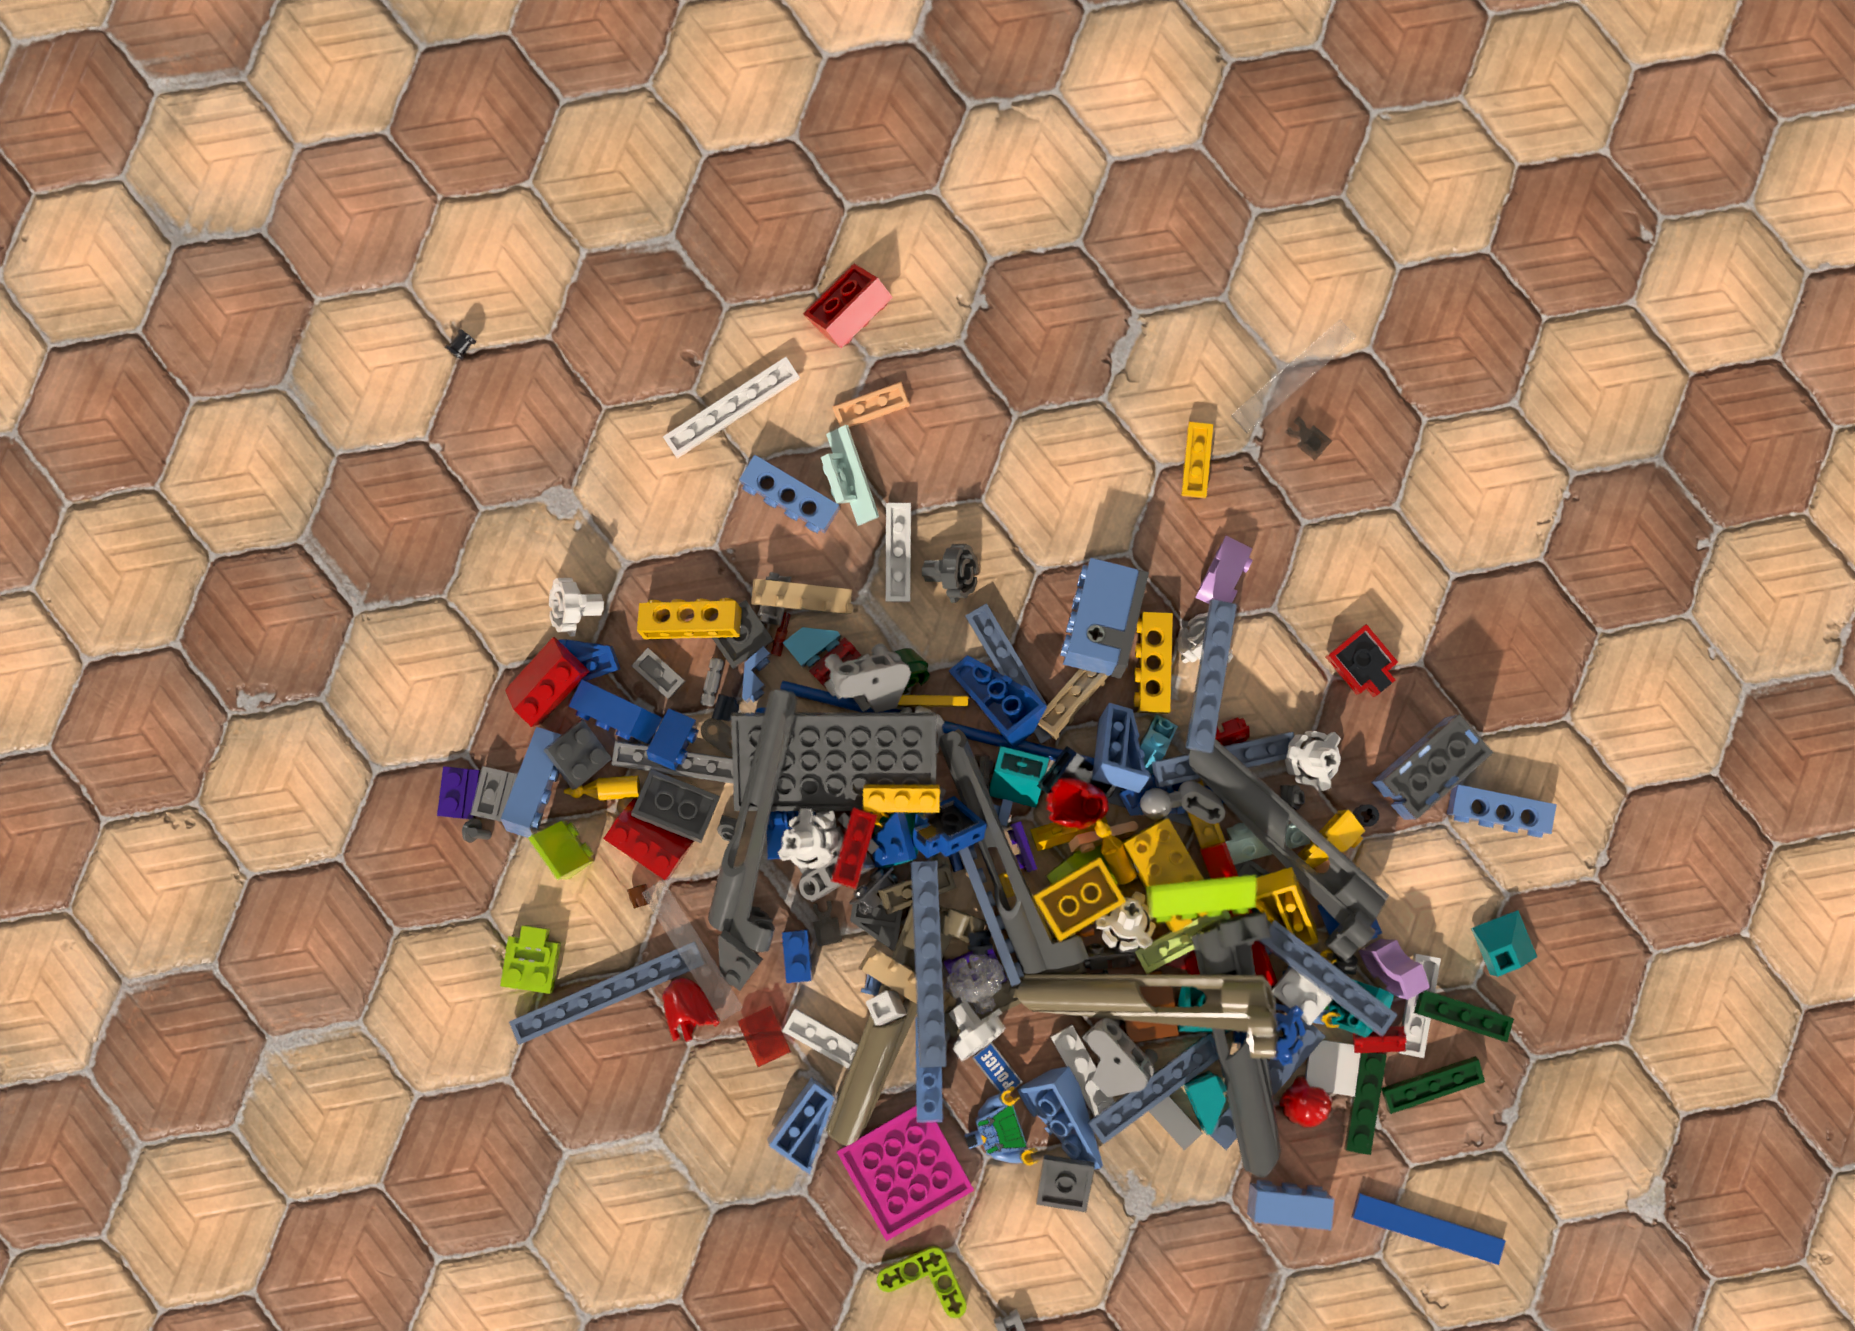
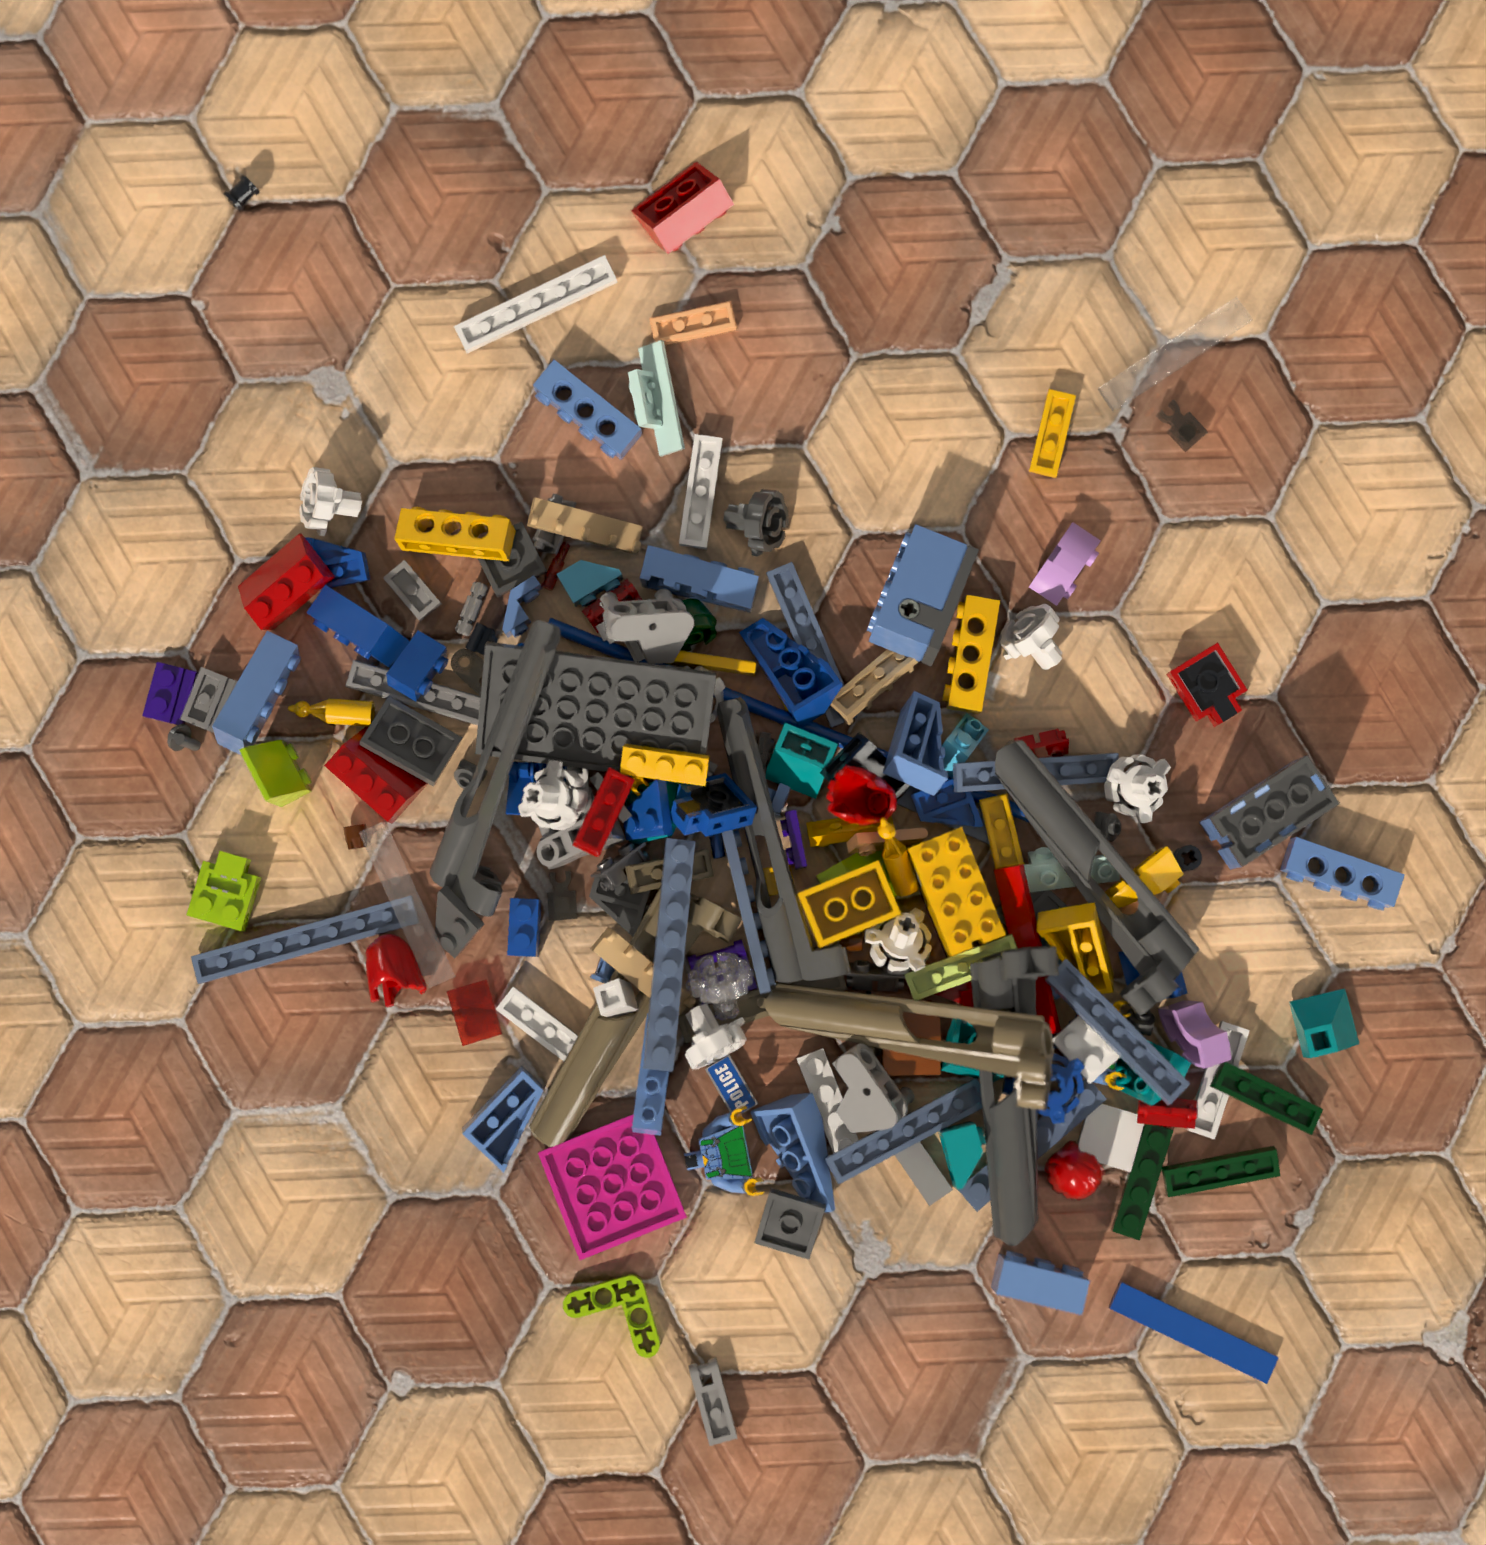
camera: 10 degrees right, 0 degrees up
(577, 754) = (309, 668): dark grey plate -> none
(907, 630) = (699, 579): none -> medium blue wedge
(980, 942) = (731, 939): black plate -> none
(1191, 796) = (953, 810): light grey beam -> none
(1201, 896) = (986, 918): lime slope -> none
(1211, 676) = (1032, 674): sand blue plate -> none

